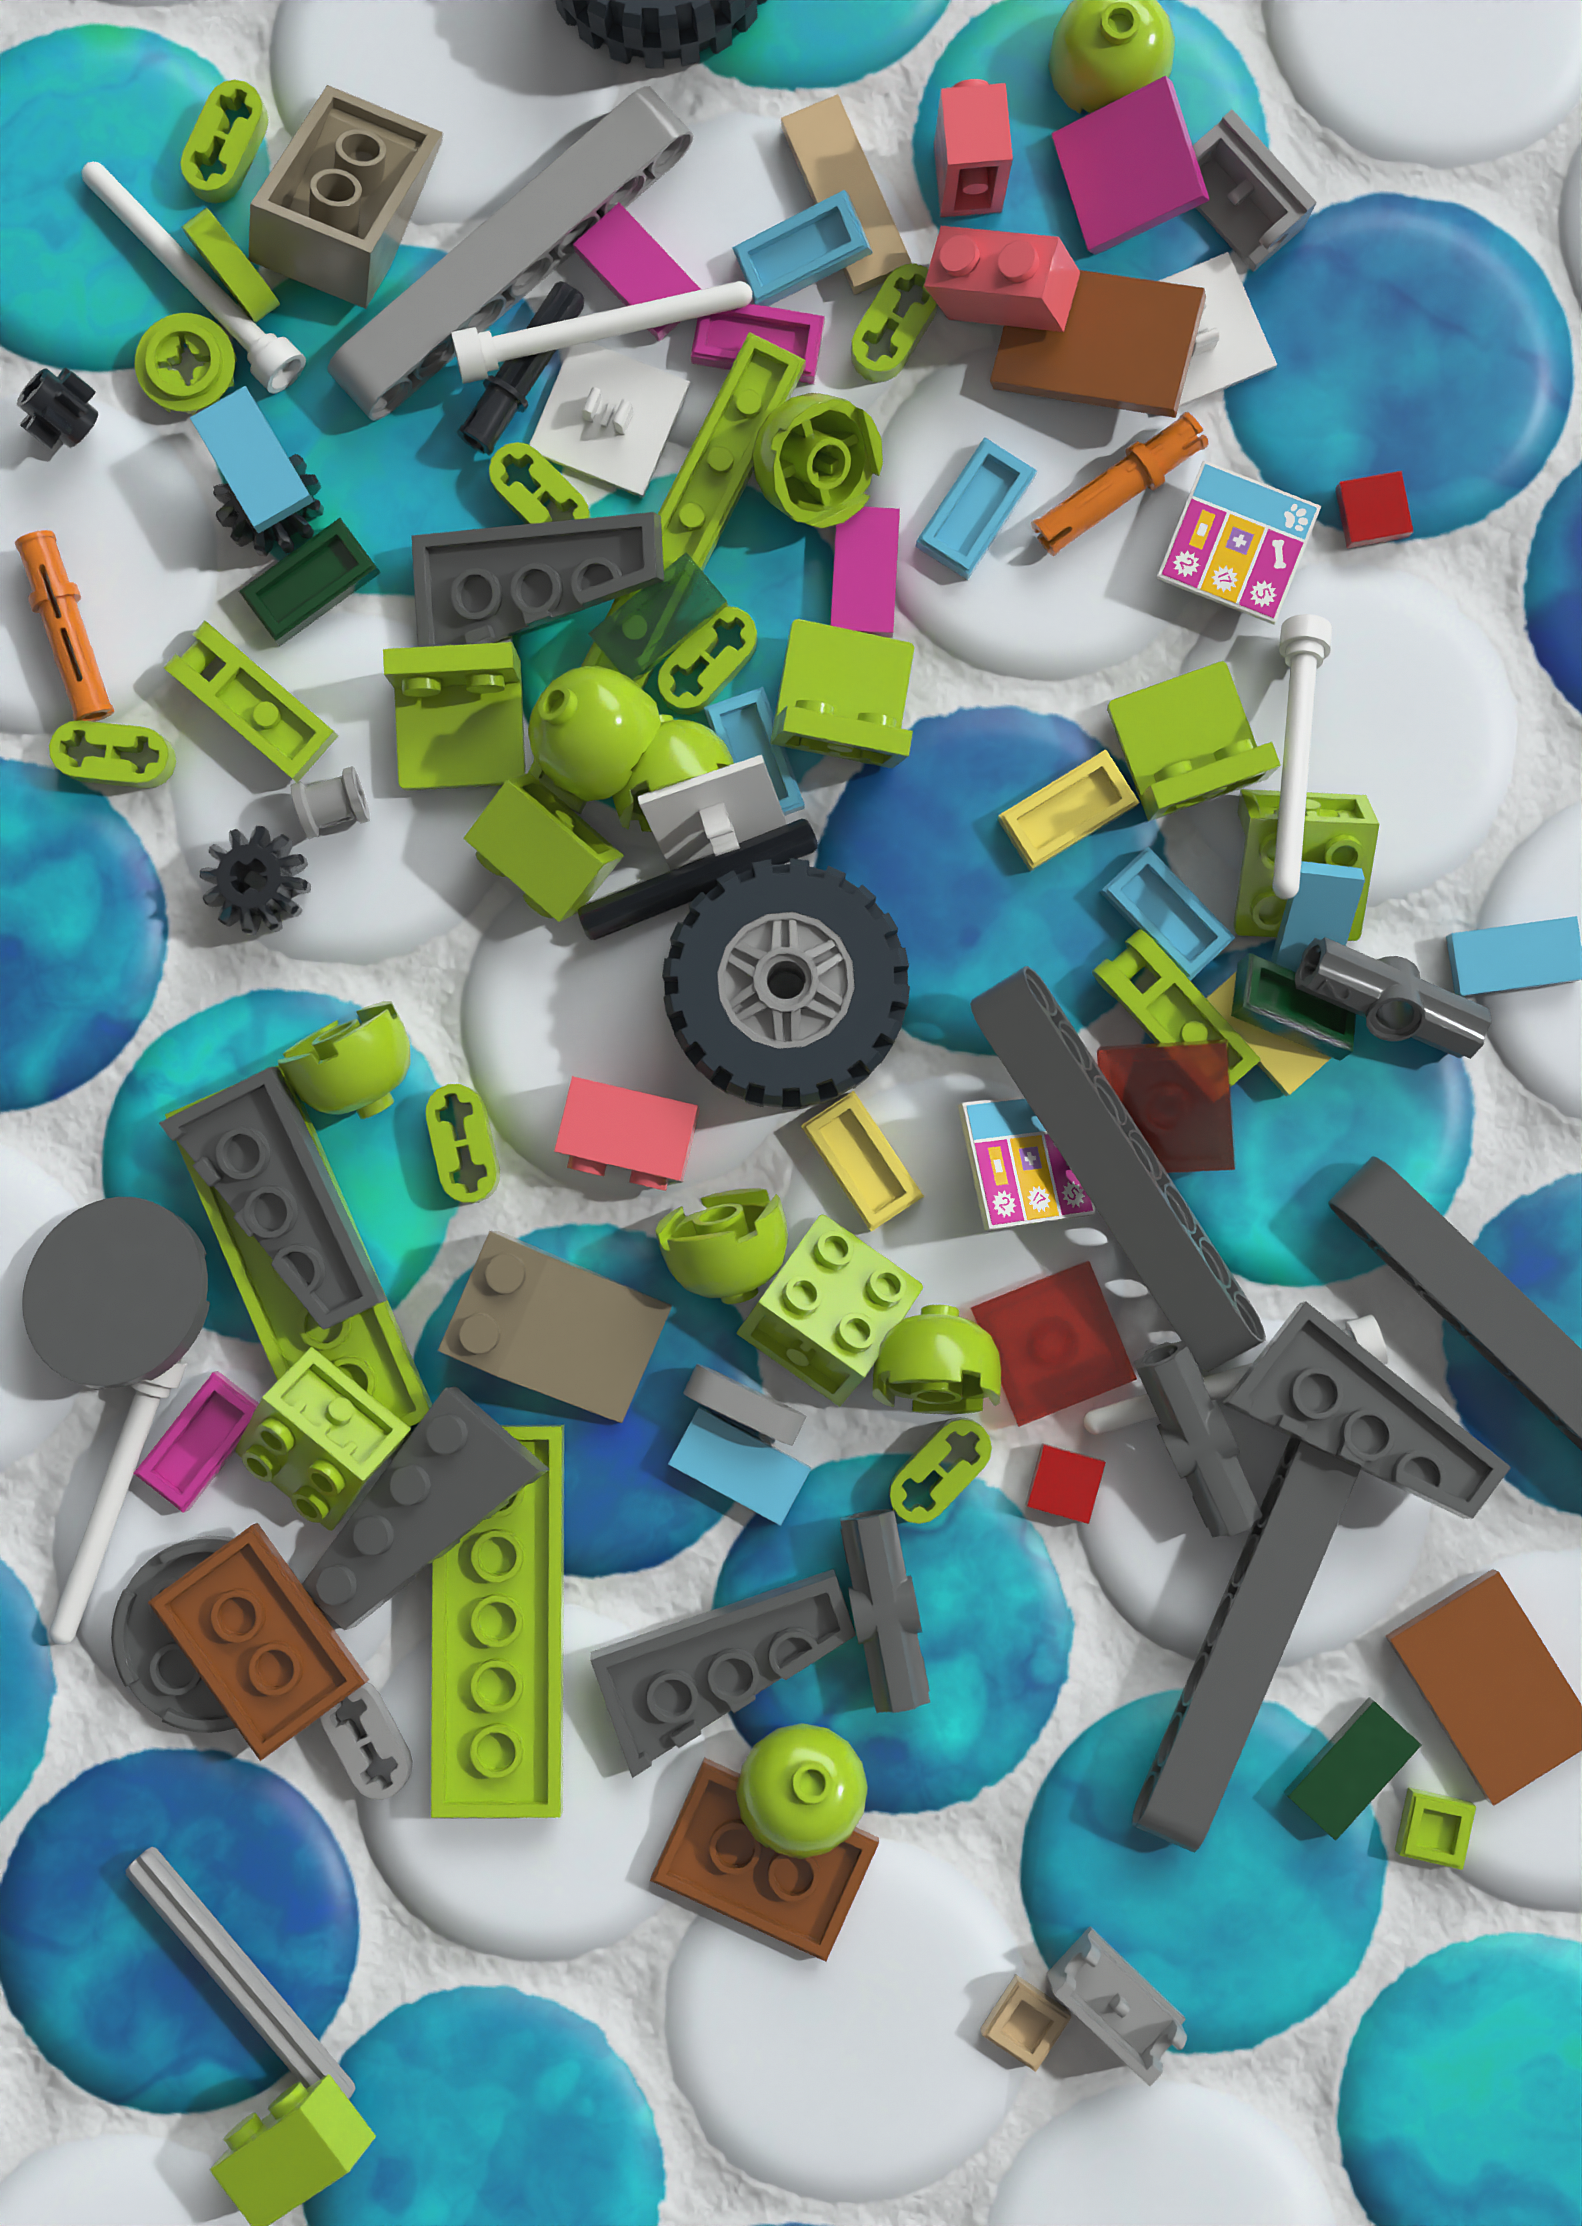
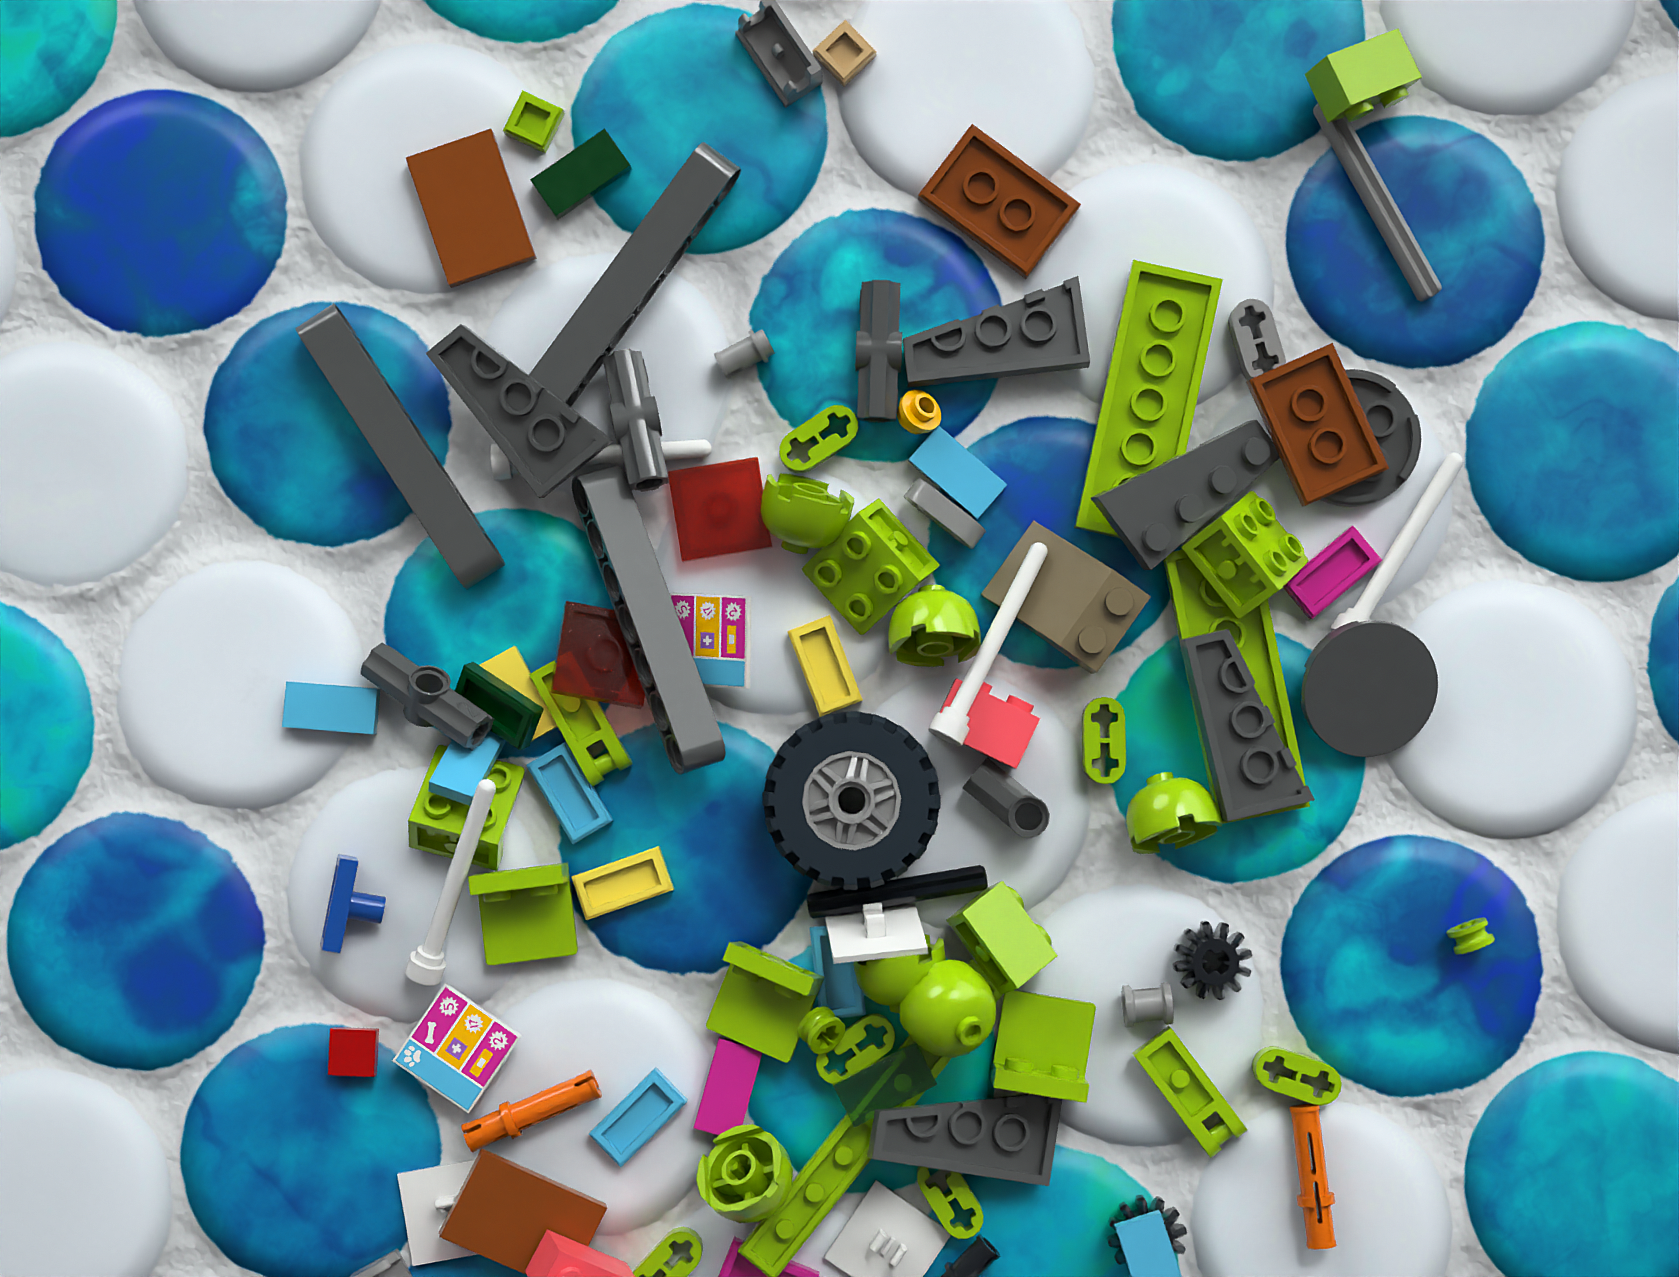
camera: 165 degrees left, 0 degrees up
(309, 582) = (1129, 1170): dark green tile -> none
(580, 1037) = (1003, 796): none -> dark grey piece
(671, 1119) = (953, 721): none -> white piece
(758, 671) = (821, 1030): none -> lime bush
(802, 1790) = (963, 241): lime cylinder -> none
(811, 1537) = (918, 412): none -> yellow plate
(1065, 1483) = (733, 411): red tile -> none
(1068, 1566) = (744, 353): none -> light grey pin
(1429, 698) = (347, 904): none -> blue tile

